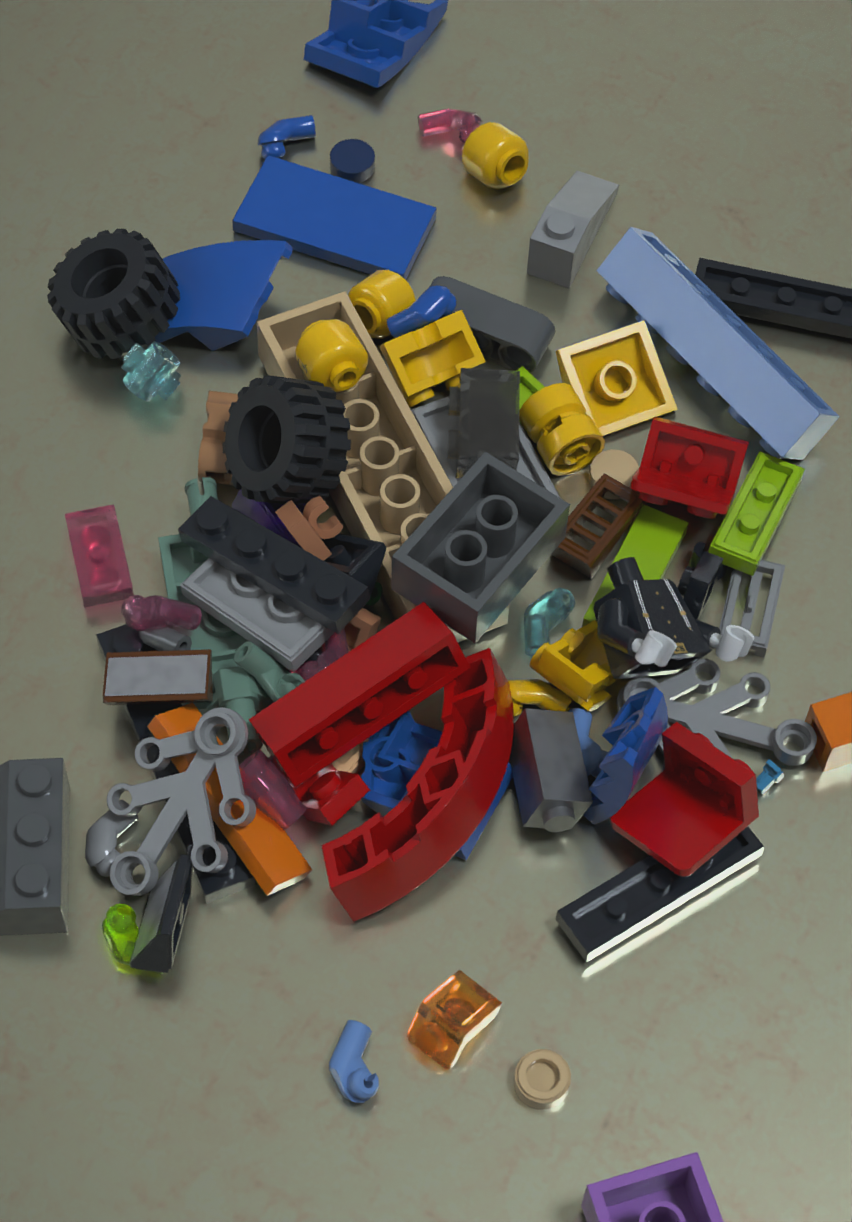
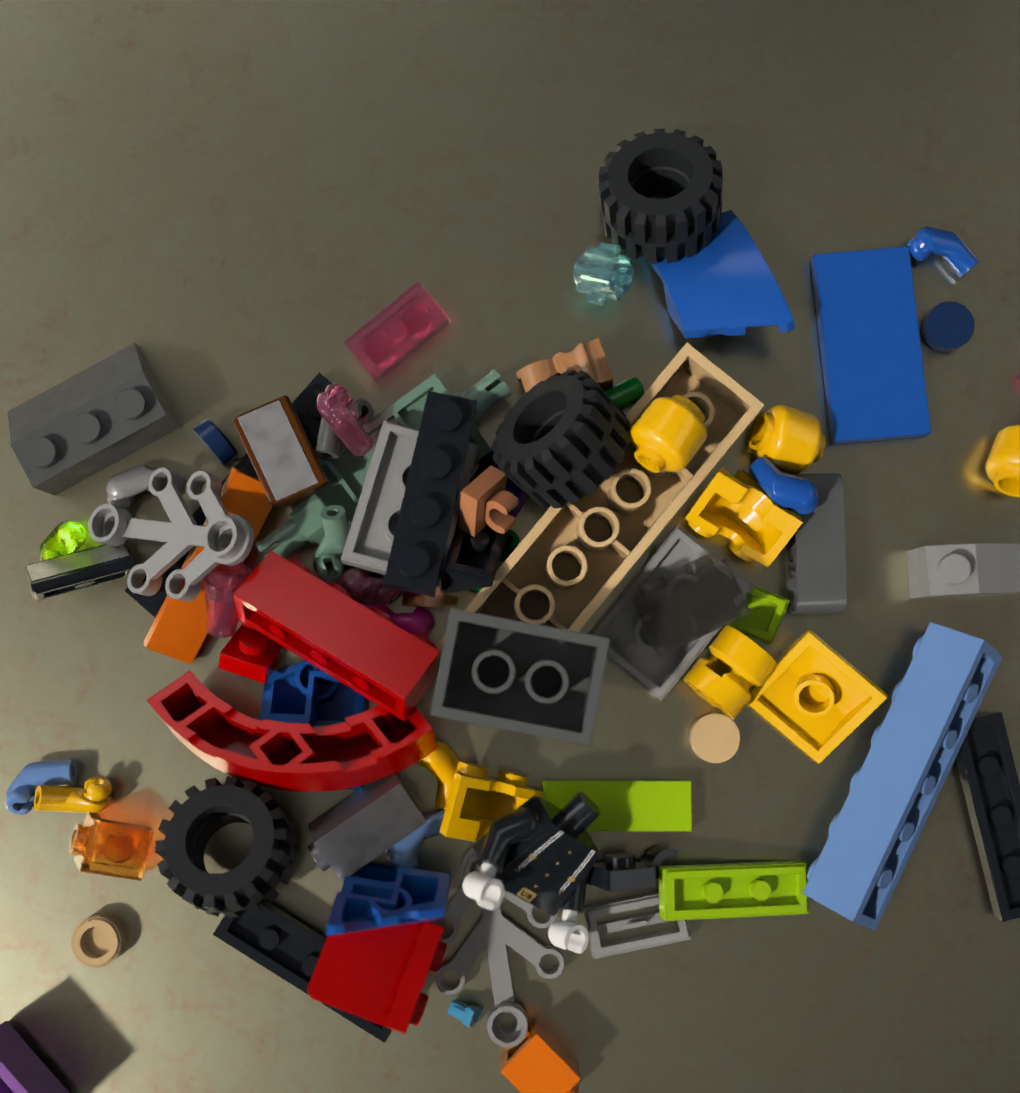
camera: 65 degrees right, 25 degrees up
(108, 750) = (215, 442): none -> dark blue tile
(390, 1034) = (88, 799): none -> yellow arm
(529, 919) = (194, 826): none -> black tyre
(545, 615) = (540, 749): clear light blue arm -> none
(590, 561) = (602, 745): reddish brown slope -> none
(689, 468) = (737, 813): red bracket -> none

